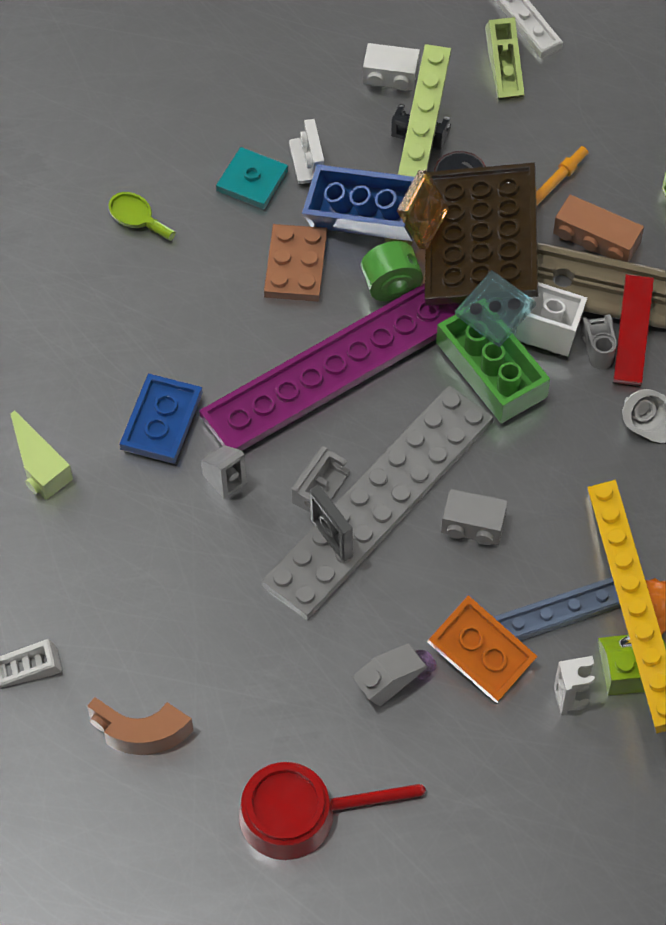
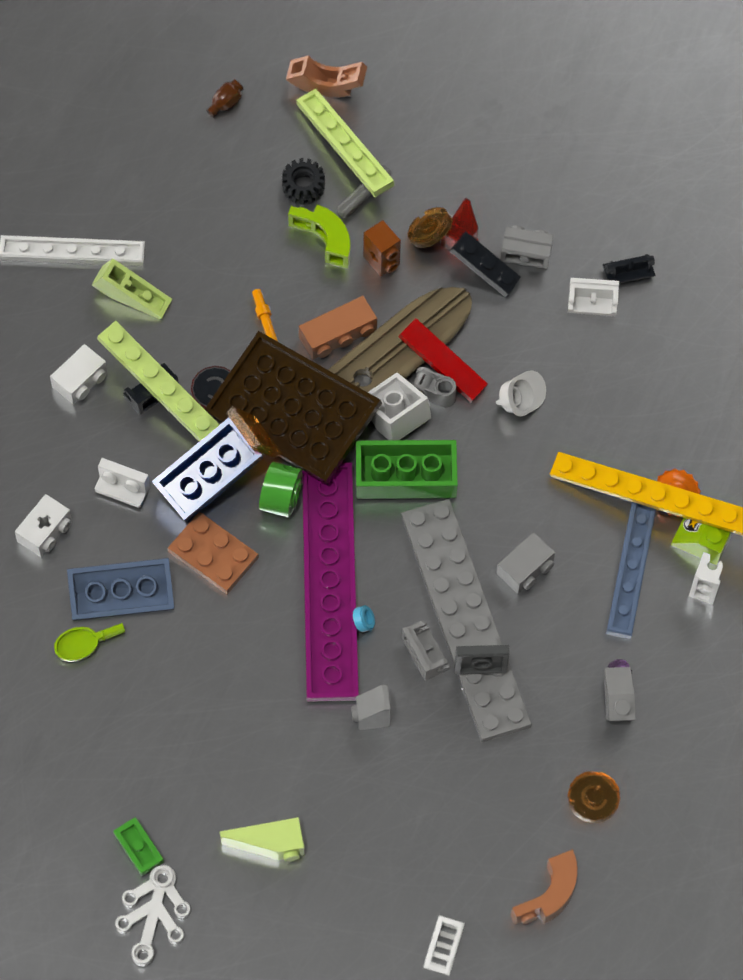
camera: 60 degrees left, 5 degrees up
(161, 418) = (292, 730): blue plate -> none
(207, 212) = (120, 588): none -> sand blue slope
(224, 122) = (45, 513): none -> white brick
(252, 178) = (109, 537): teal plate -> none
(270, 715) = (593, 797): none -> clear orange tile
(290, 813) = (678, 823): red piece -> none
(314, 413) = (363, 618): none -> medium azure tile
(482, 649) = (638, 622): orange plate -> none
(495, 308) = (375, 437): clear light blue tile -> none

